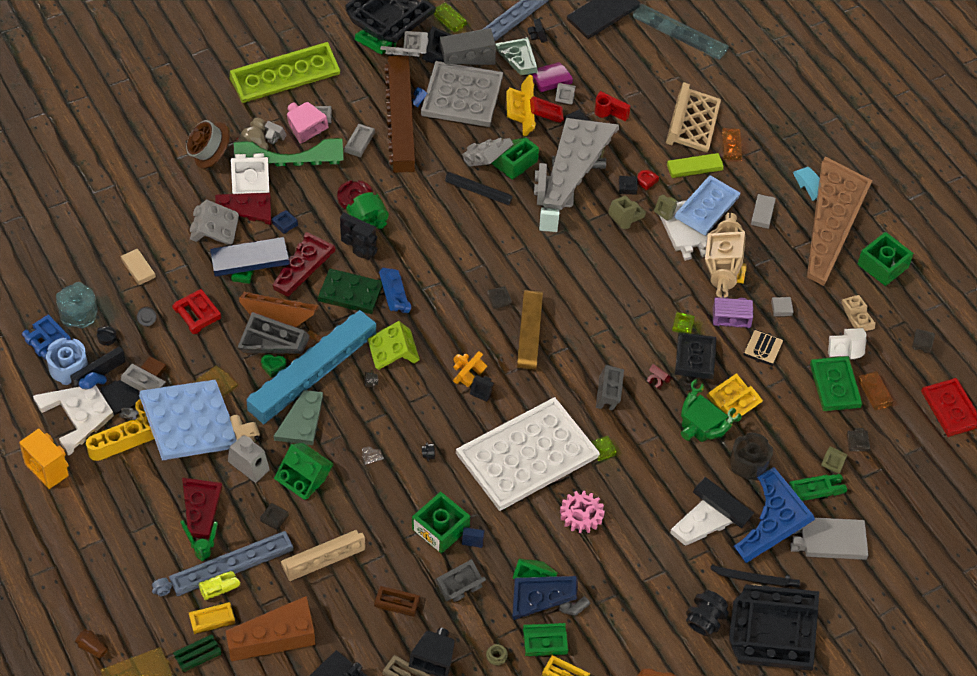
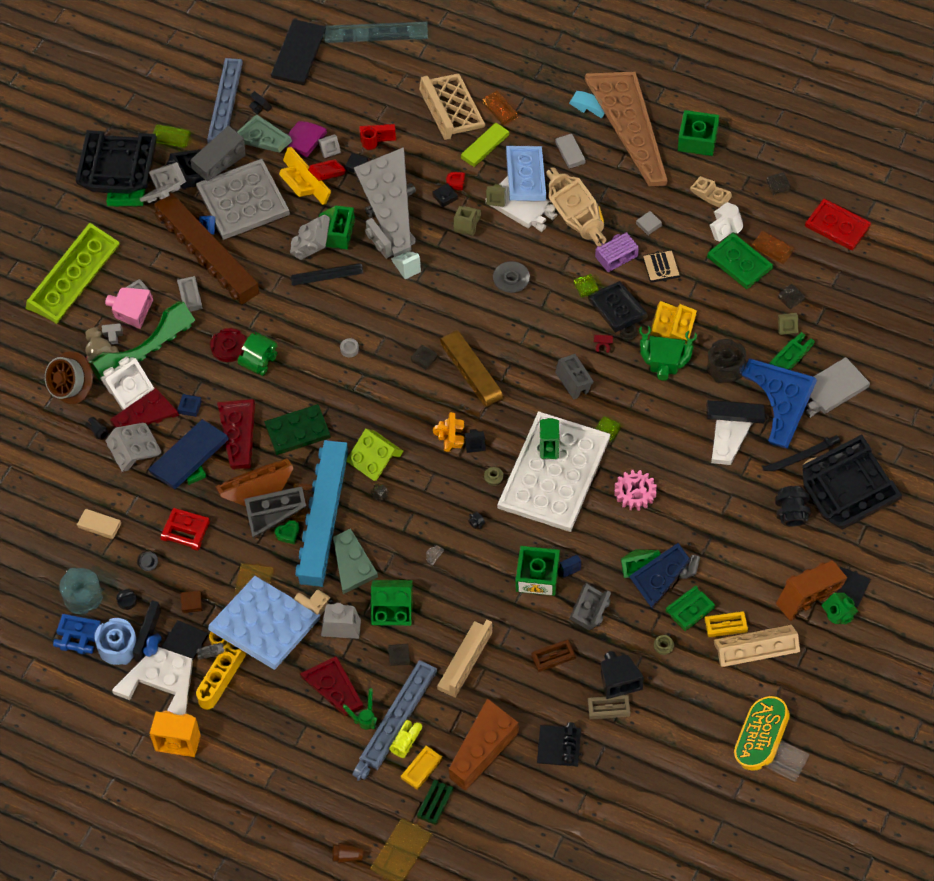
camera: 30 degrees left, 5 degrees up
(141, 379) = (194, 616): light grey plate -> none
(199, 194) = (100, 432): none -> black pin
(359, 235) = (269, 377): black plate -> none
(394, 290) = (334, 406): blue plate -> none
(447, 254) = (349, 347): none -> light grey tile
(474, 430) = (493, 481): none -> olive plate
(538, 421) = (549, 438): none -> green brick
(625, 278) = (511, 271): none -> dark grey dish

